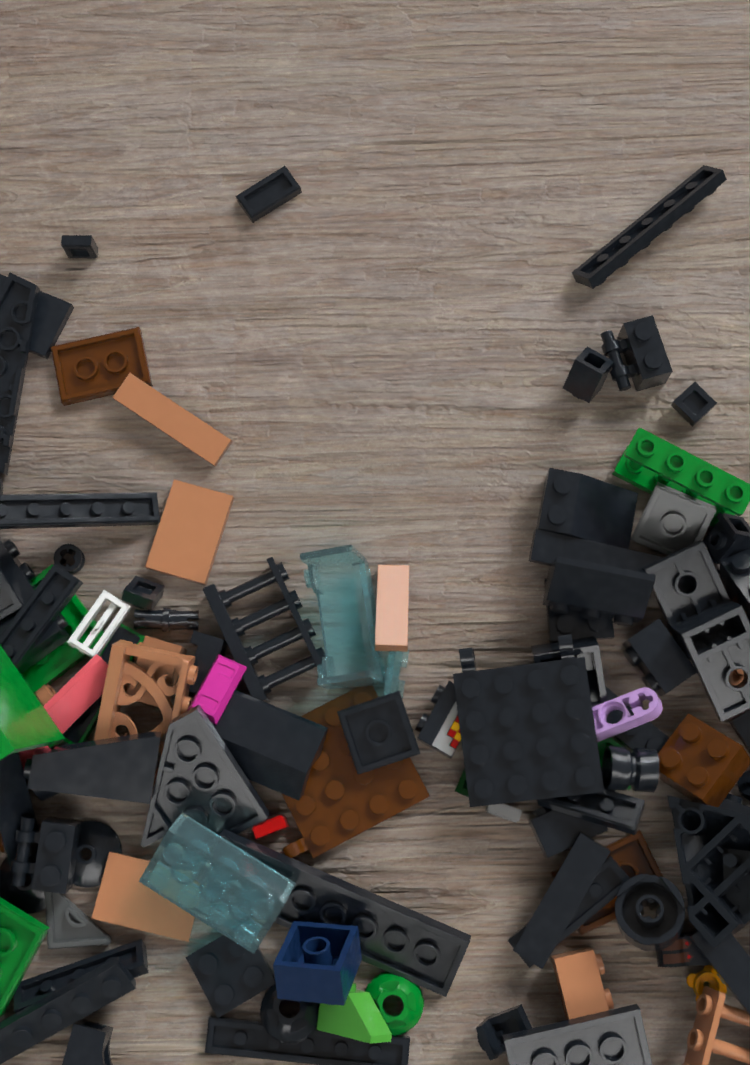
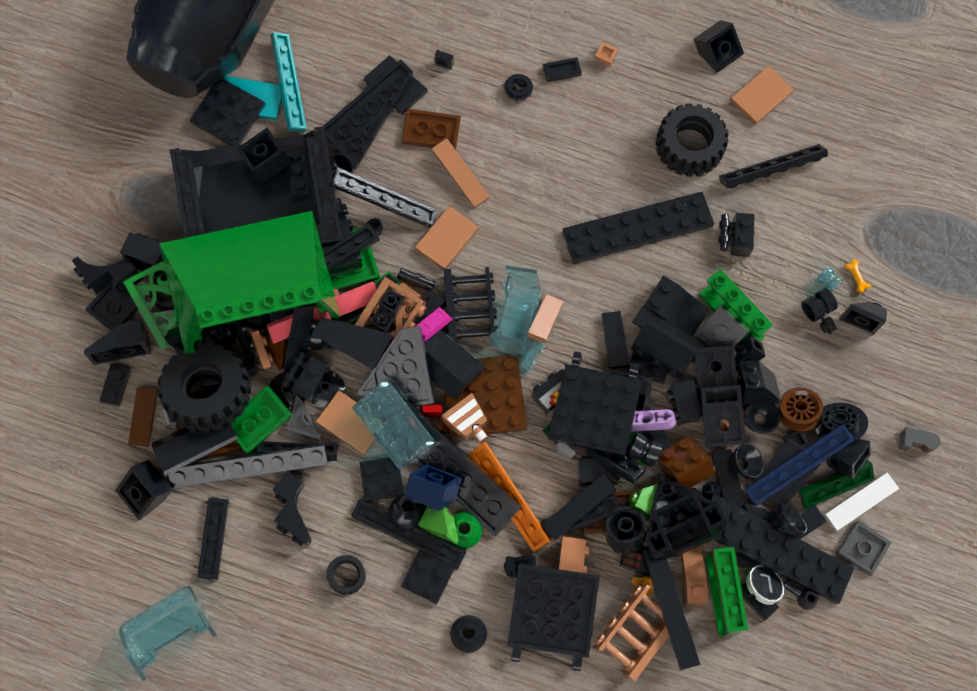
camera: 10 degrees right, 5 degrees down
(109, 632) = (366, 276): white tile -> none
(138, 696) = (387, 311): none -> black slope
(143, 593) = (408, 260): black plate -> none
(212, 235) = (522, 81): none -> black gear
(327, 144) = (606, 54): none -> nougat plate
(331, 825) = (466, 419): none -> nougat torso
(378, 732) = (512, 381): black tile -> none
(476, 403) = (637, 227): none -> black plate
(484, 950) = (524, 518): none -> orange plate
(494, 66) = (719, 45): none -> black slope
(512, 596) = (615, 339): none -> black tile
(517, 197) = (695, 119): none -> black tyre
(588, 120) = (762, 95): none -> nougat tile
(588, 374) = (705, 234): black brick -> none
(656, 846) = (643, 500): none -> bright green slope
(693, 404) = (760, 273): black plate -> none

